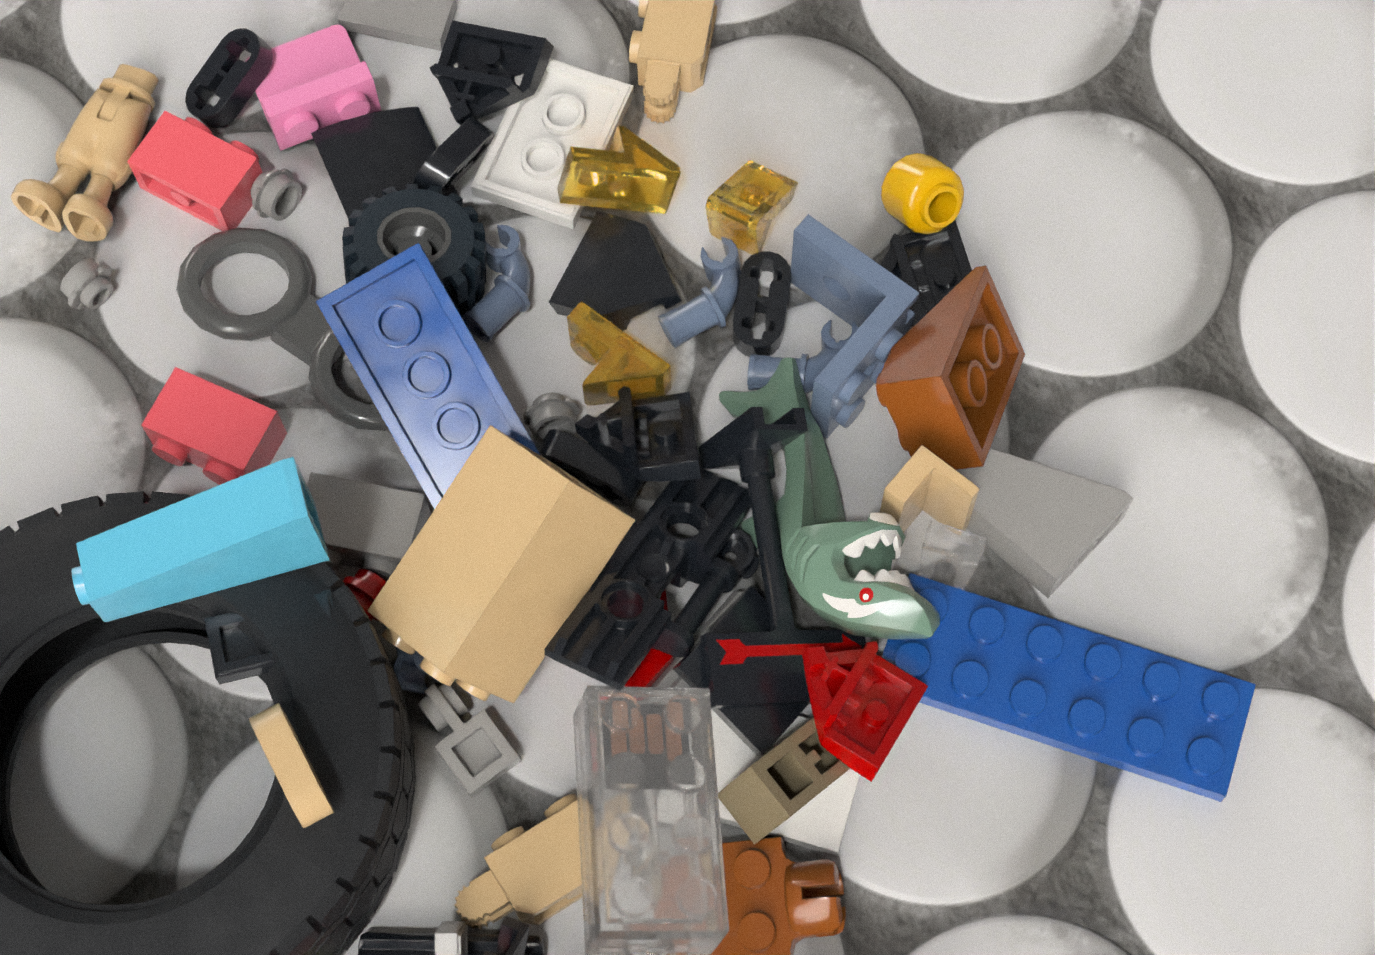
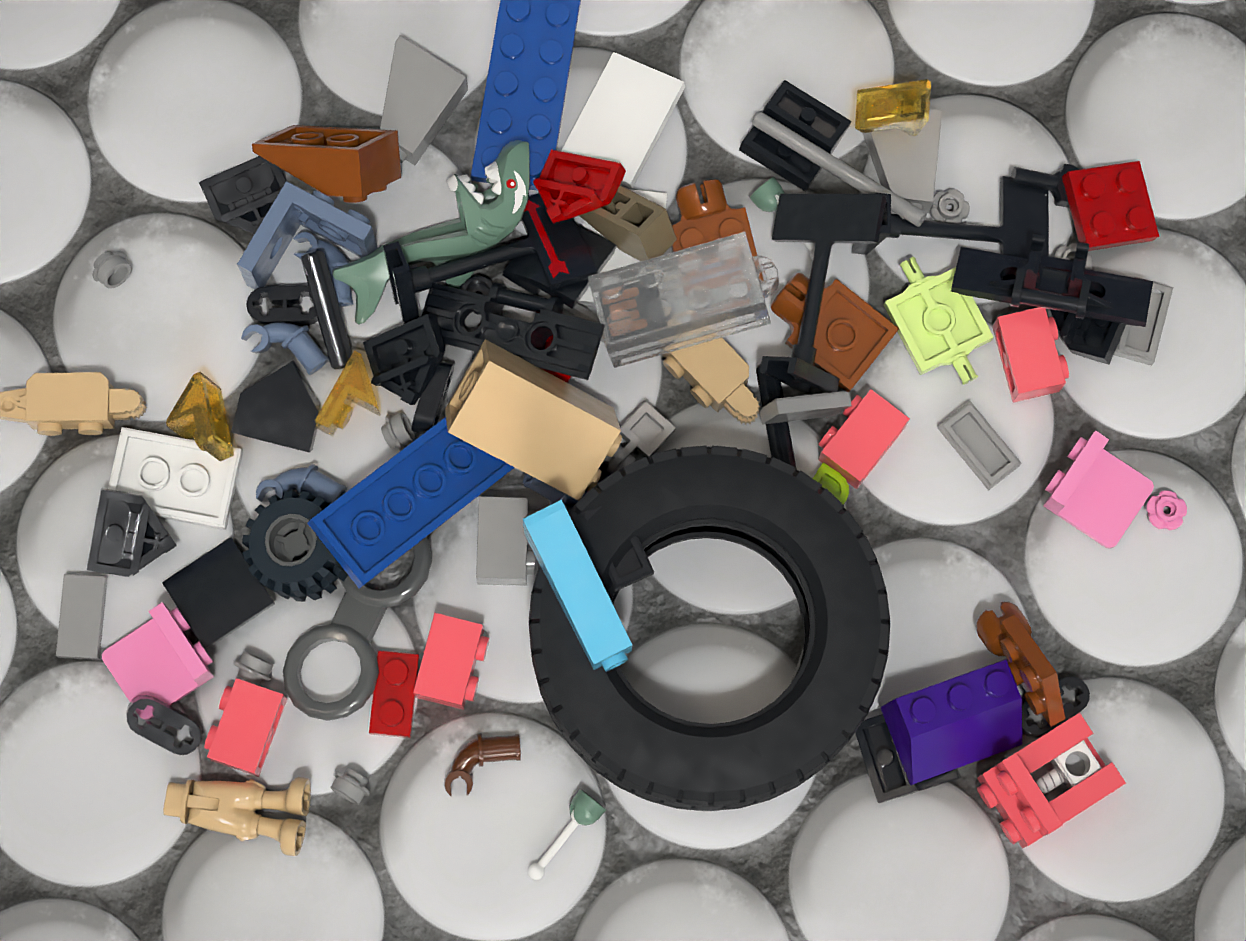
camera: 105 degrees left, 10 degrees up
(82, 448) = (479, 751): none -> reddish brown piece
(197, 352) = (393, 694): none -> red plate
(291, 765) = (707, 498): tan beam -> none
(454, 156) = (208, 539): black beam -> none
(743, 345) = (327, 308): none -> black axle
(747, 205) = (210, 321): clear yellow slope -> none
(850, 100) = (111, 269): none -> light grey plate
(922, 193) = (185, 204): yellow head -> none
(930, 487) = (418, 173): tan panel -> none
(953, 546) = (448, 148): clear tile -> none
(965, 808) = (625, 115): none -> white tile

